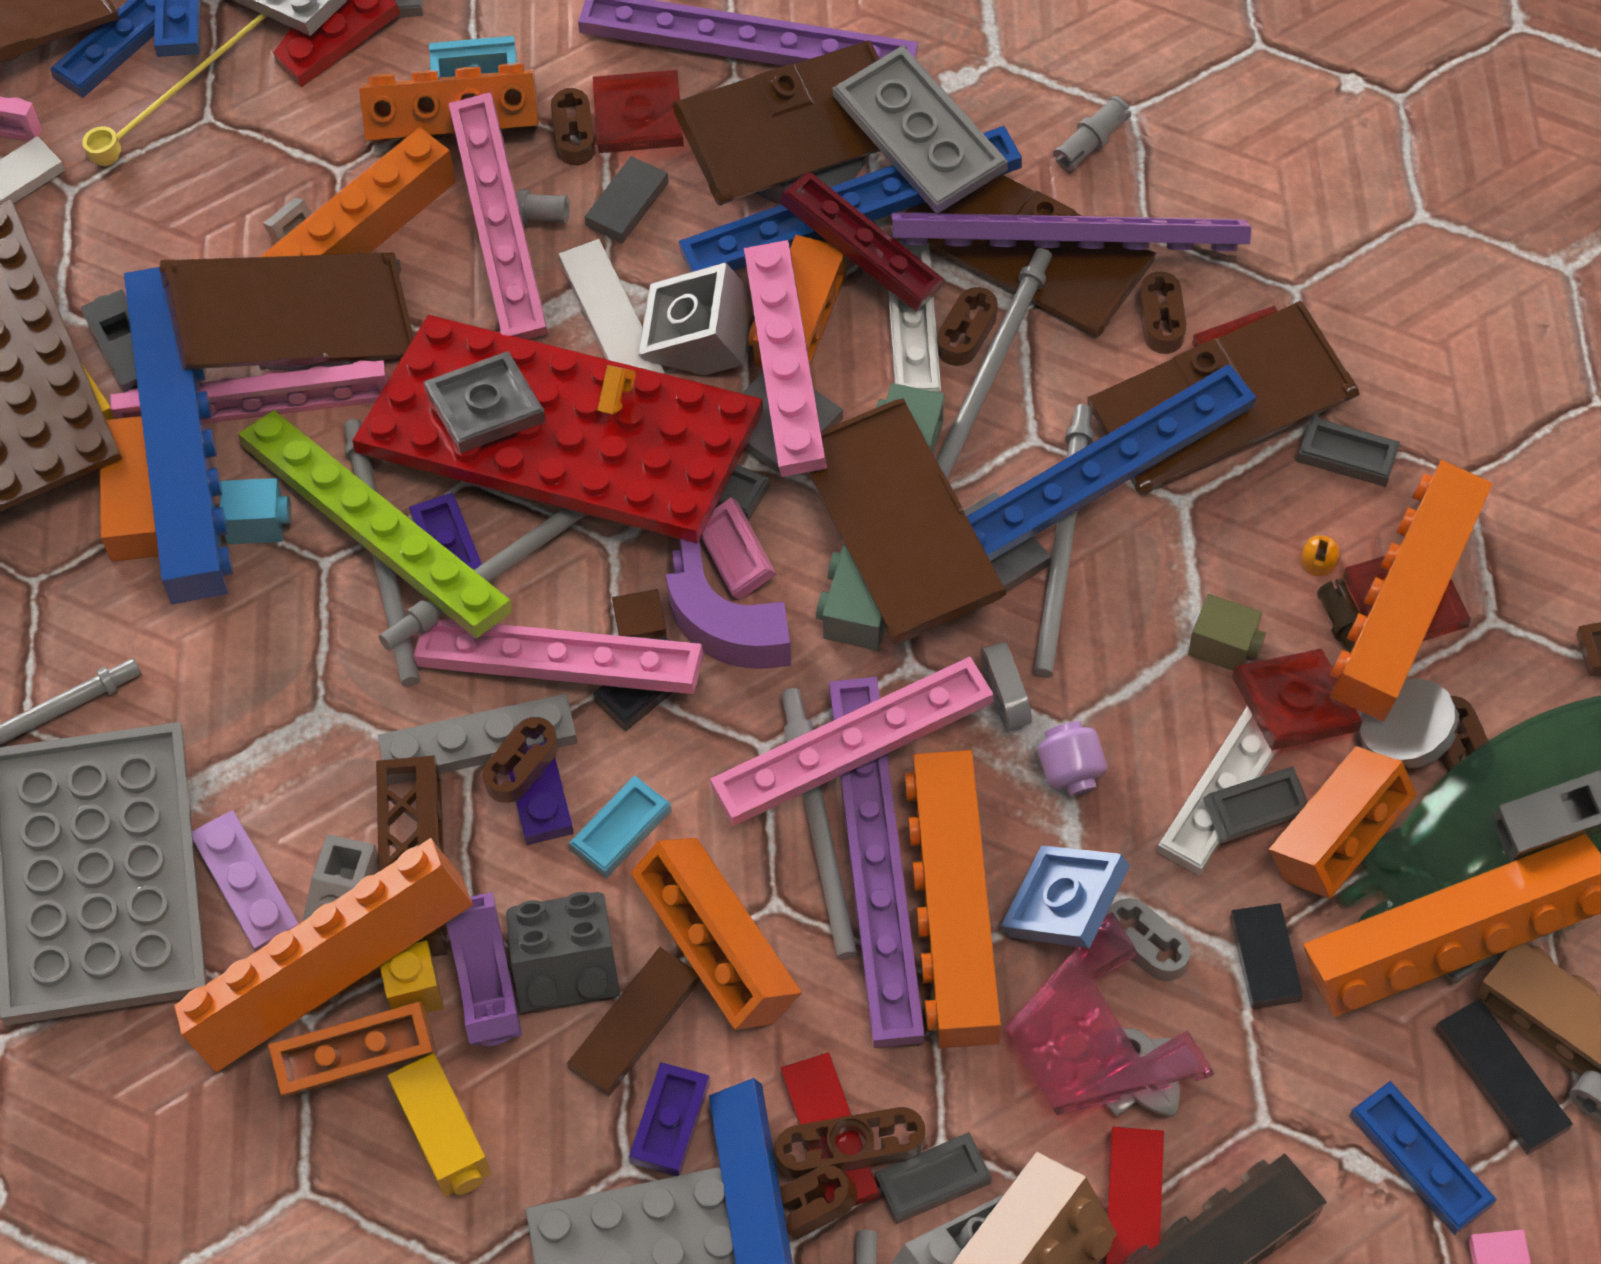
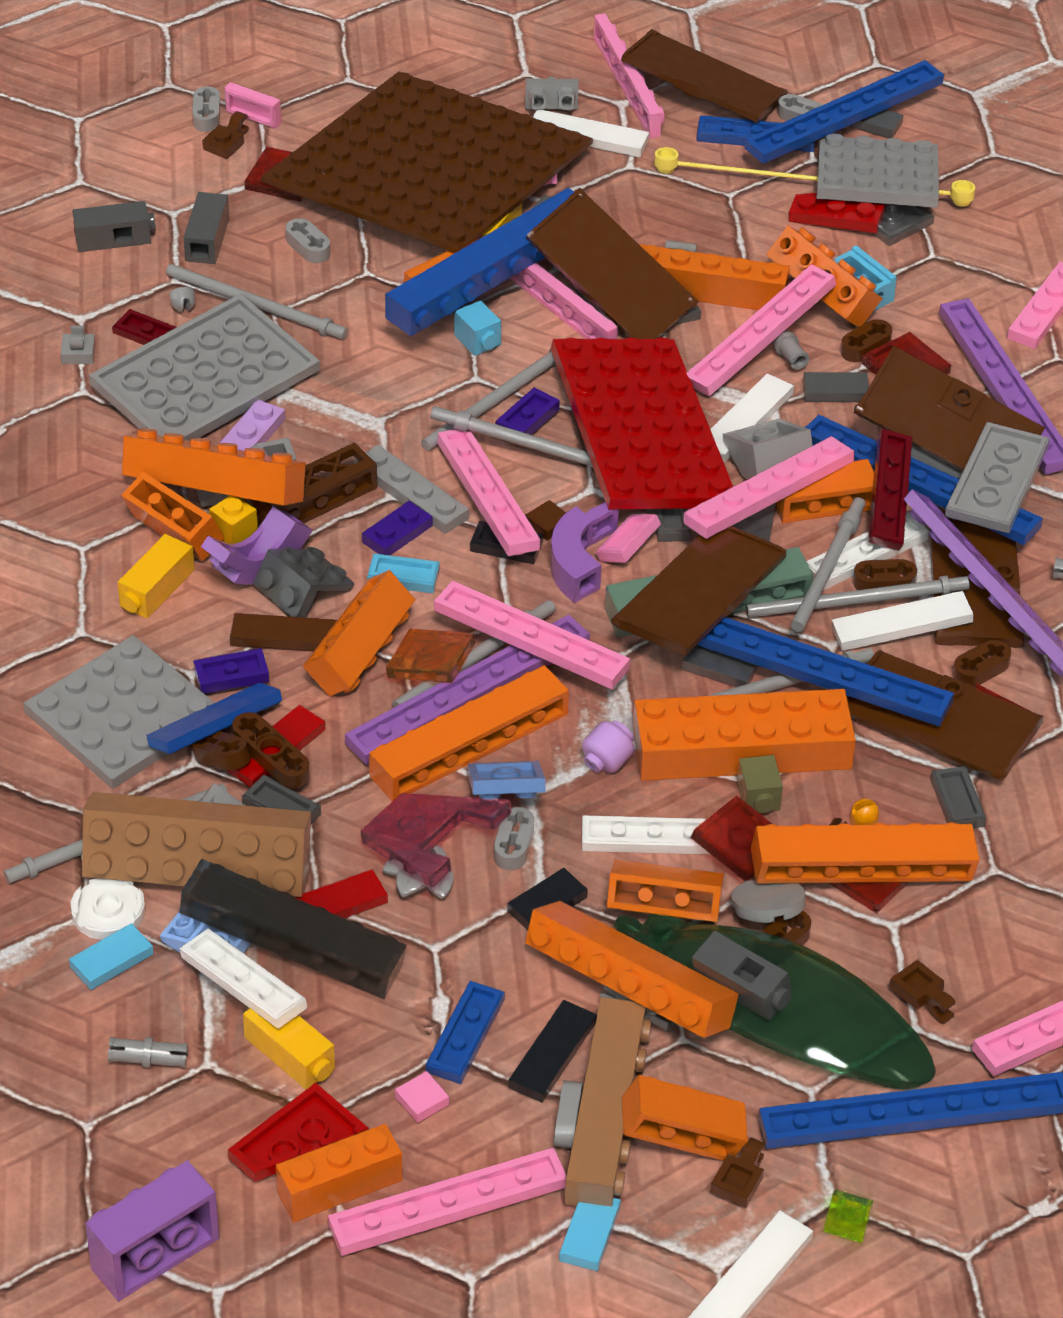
camera: 55 degrees right, 15 degrees down
(376, 524) = (507, 375): lime plate -> none
(484, 402) = (622, 375): flat silver tile -> none
(513, 754) = (404, 502): reddish brown beam -> none
(615, 382) = (679, 421): light orange tile -> none
(798, 871) = (430, 655): none -> clear orange tile
(872, 314) = (847, 525): none -> light grey bar
(1006, 685) = (643, 686): light grey beam -> none
(1054, 350) = (902, 620): none -> white tile
(1139, 607) = (712, 732): none -> orange brick
(1255, 804) = (644, 844): dark grey tile -> none

